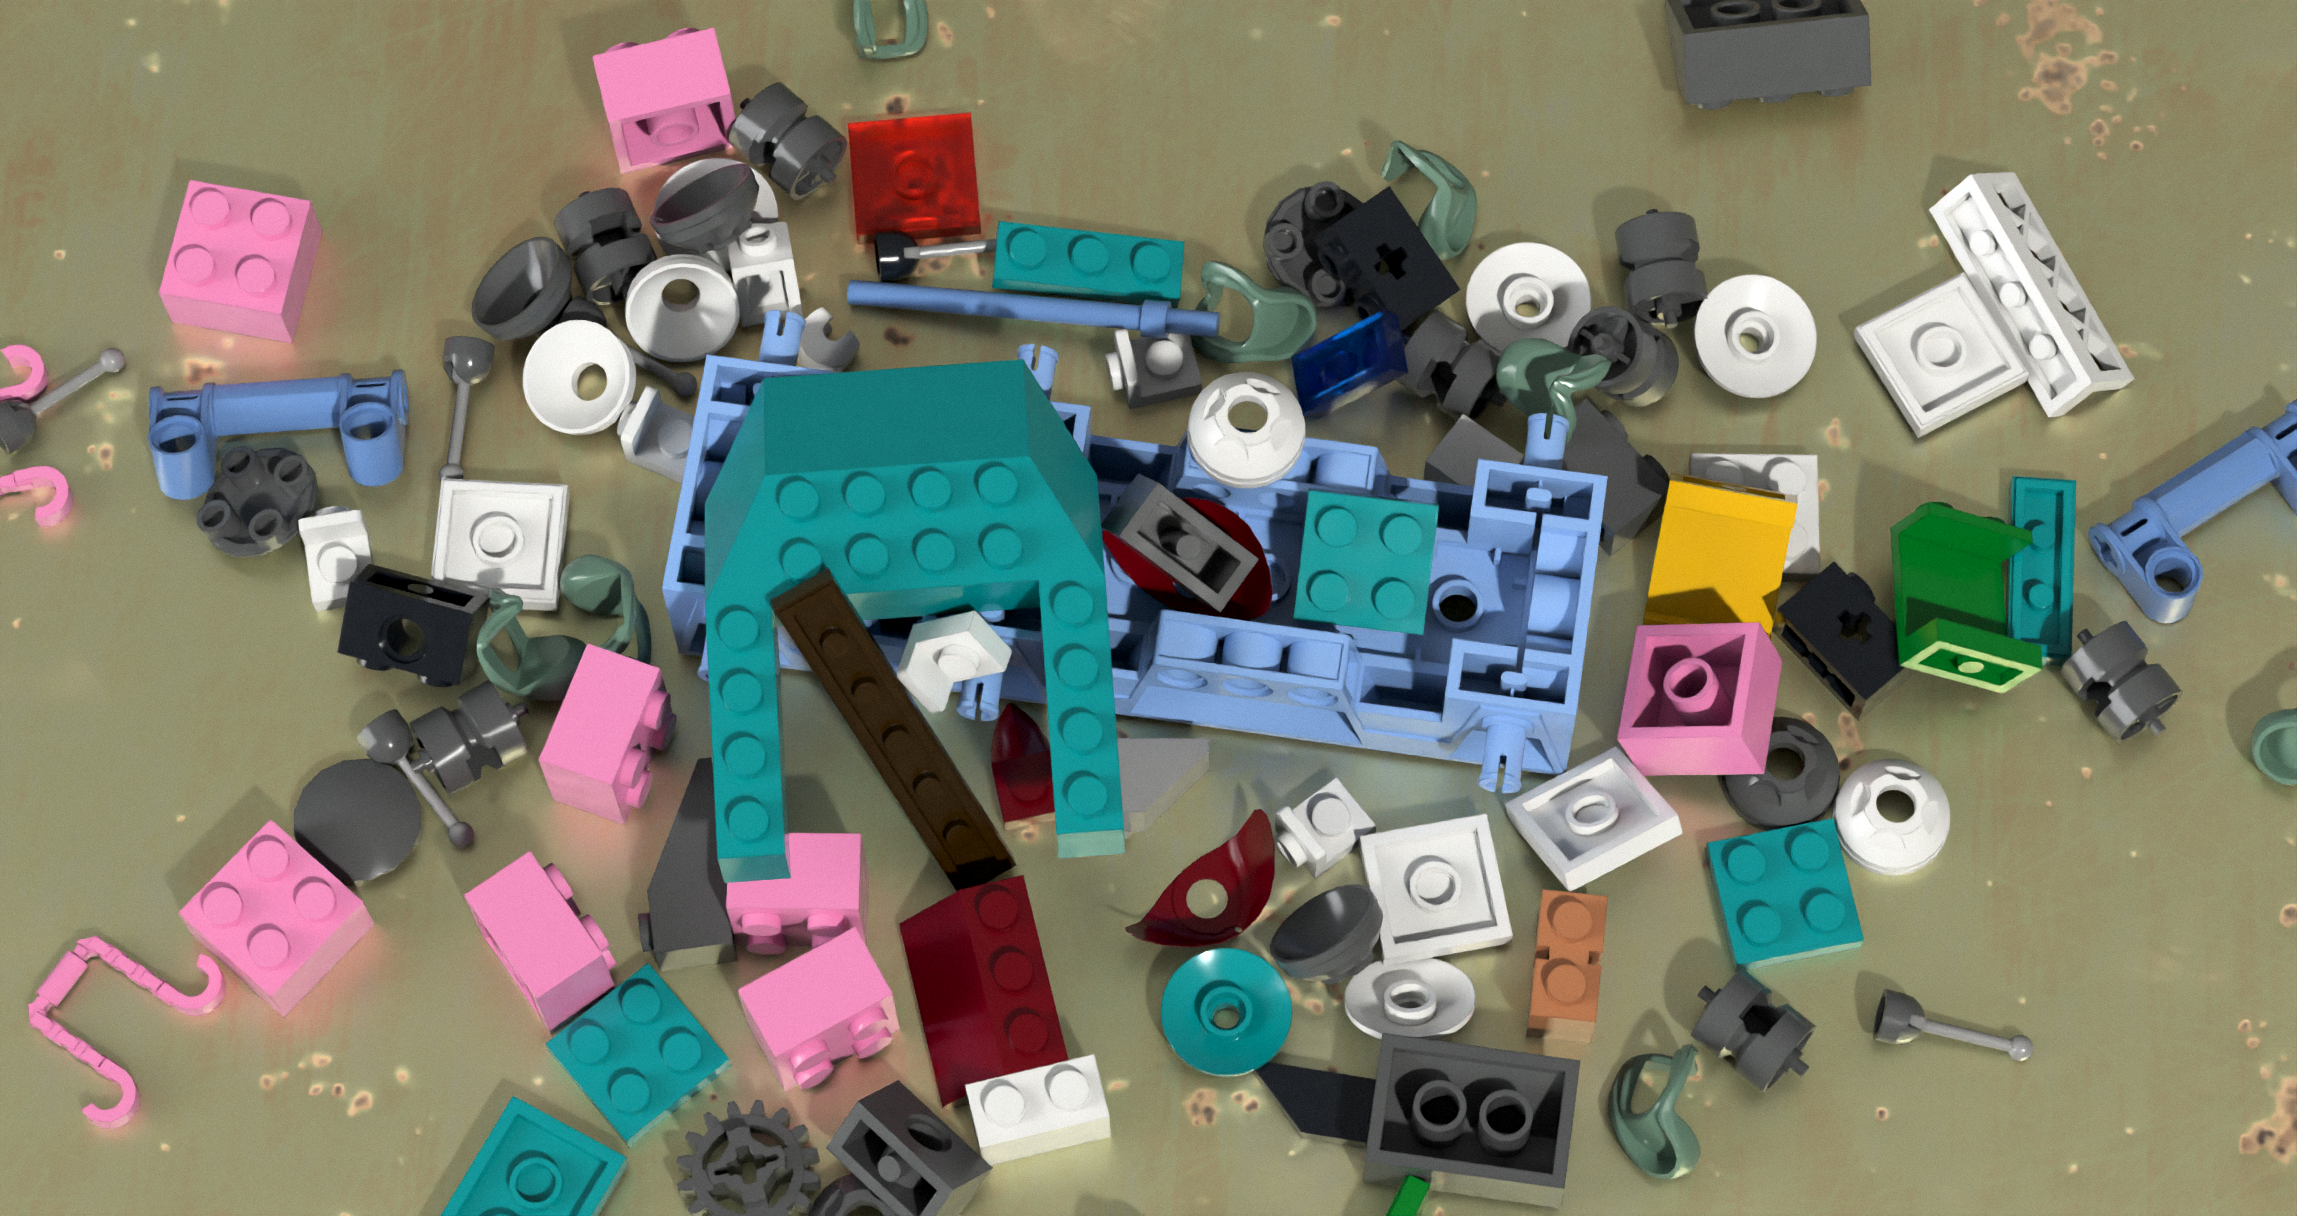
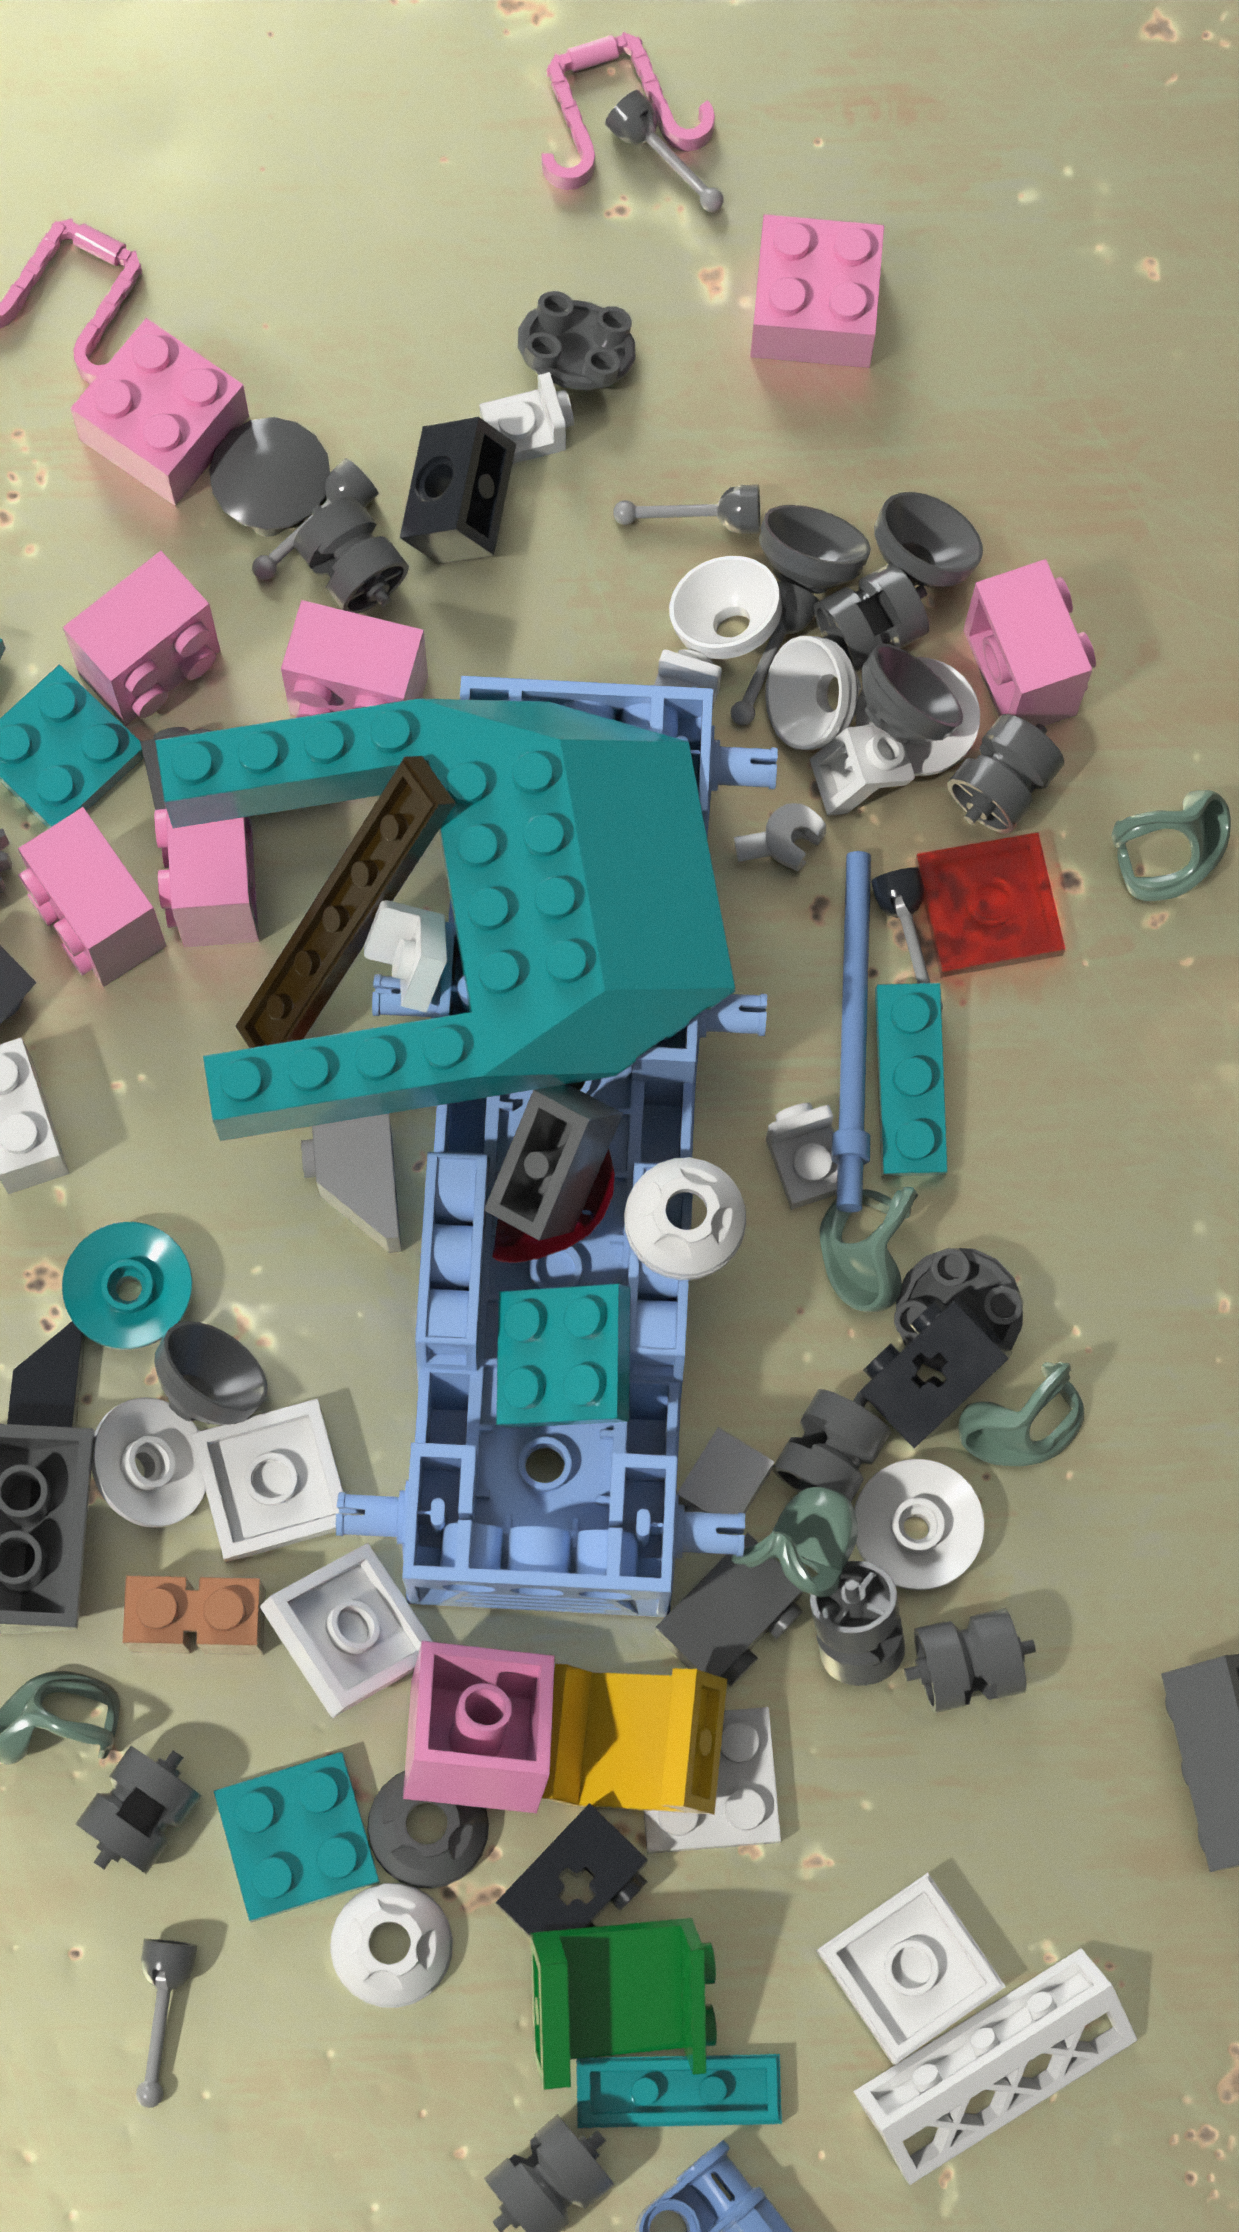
camera: 80 degrees right, 5 degrees up
(366, 410) = (674, 422): medium blue piece -> none
(502, 538) = (556, 563): white plate -> none
(533, 183) = (927, 540): none -> dark grey piece
(544, 662) = (440, 615): sand green piece -> none
(608, 589) = (514, 652): sand green piece -> none
(982, 987) = (127, 1061): dark red slope -> none
(1245, 871) = (215, 1235): dark red piece -> none
(1321, 829) = (328, 1364): white bracket -> none
(1349, 364) = (819, 1344): clear blue plate -> none
(1777, 321) = (896, 1799): white dish -> none

